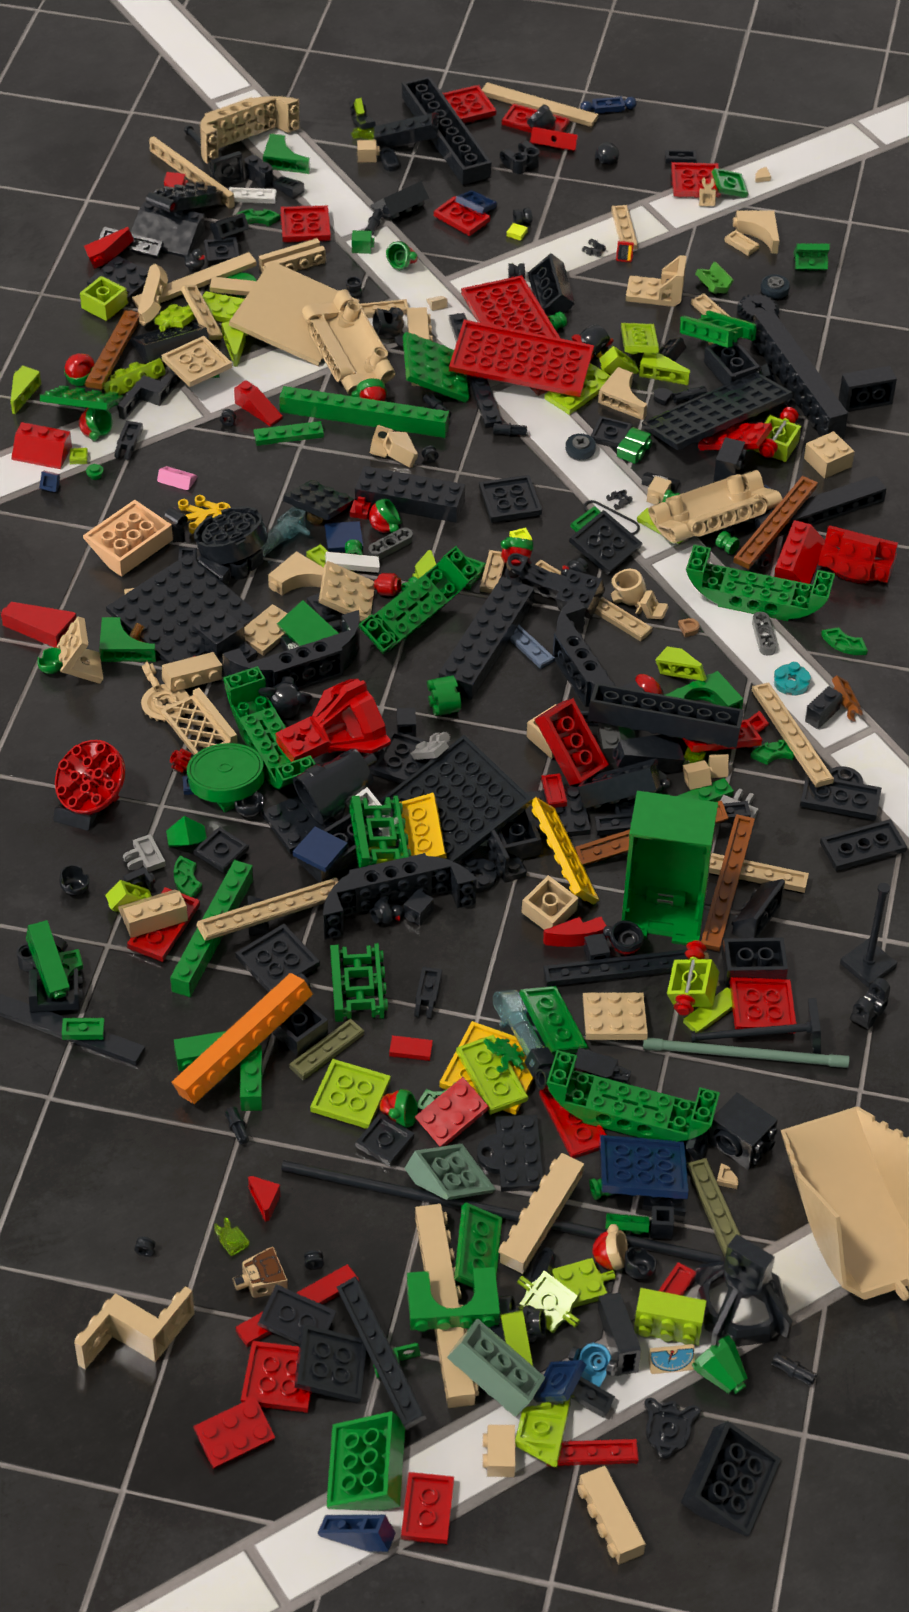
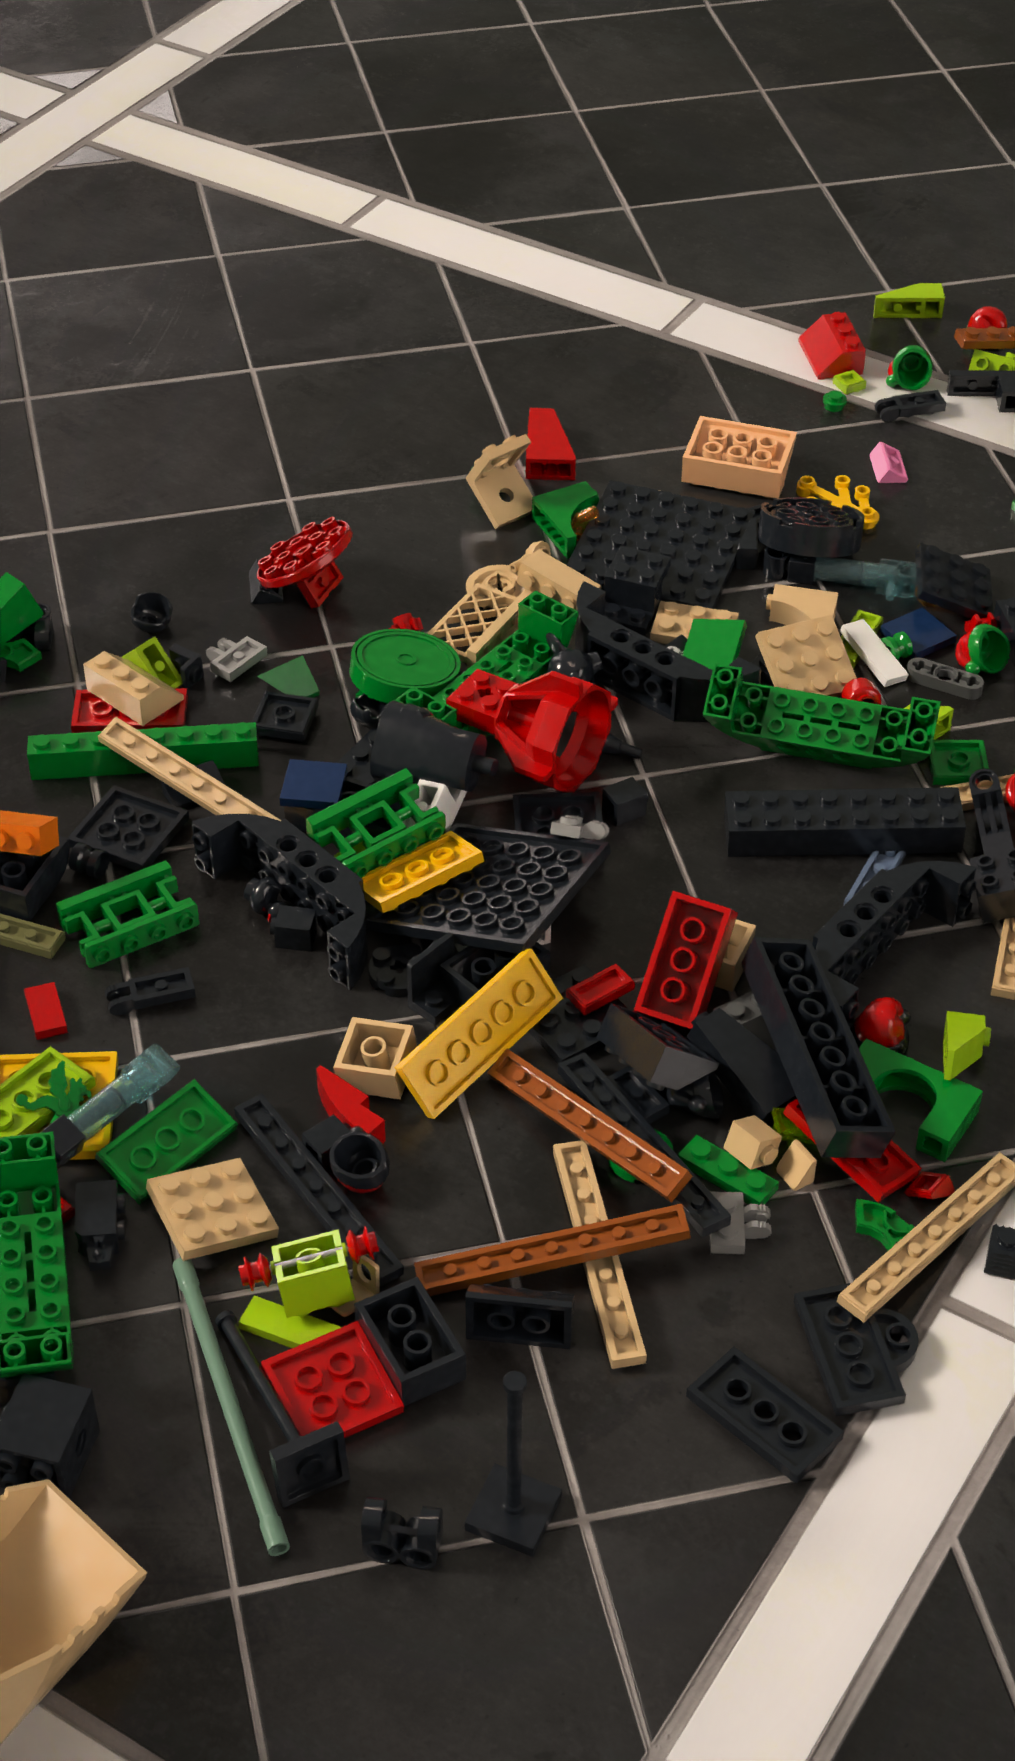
camera: 65 degrees right, 5 degrees down
(49, 481) = (783, 373): dark blue tile -> none
(81, 398) = (924, 335): green plate -> none
(178, 521) = (793, 477): black piece -> none
(184, 877) = (220, 706): green tile -> none
(444, 695) = (691, 814): green brick -> none
(669, 857) = (452, 1114): green piece -> none

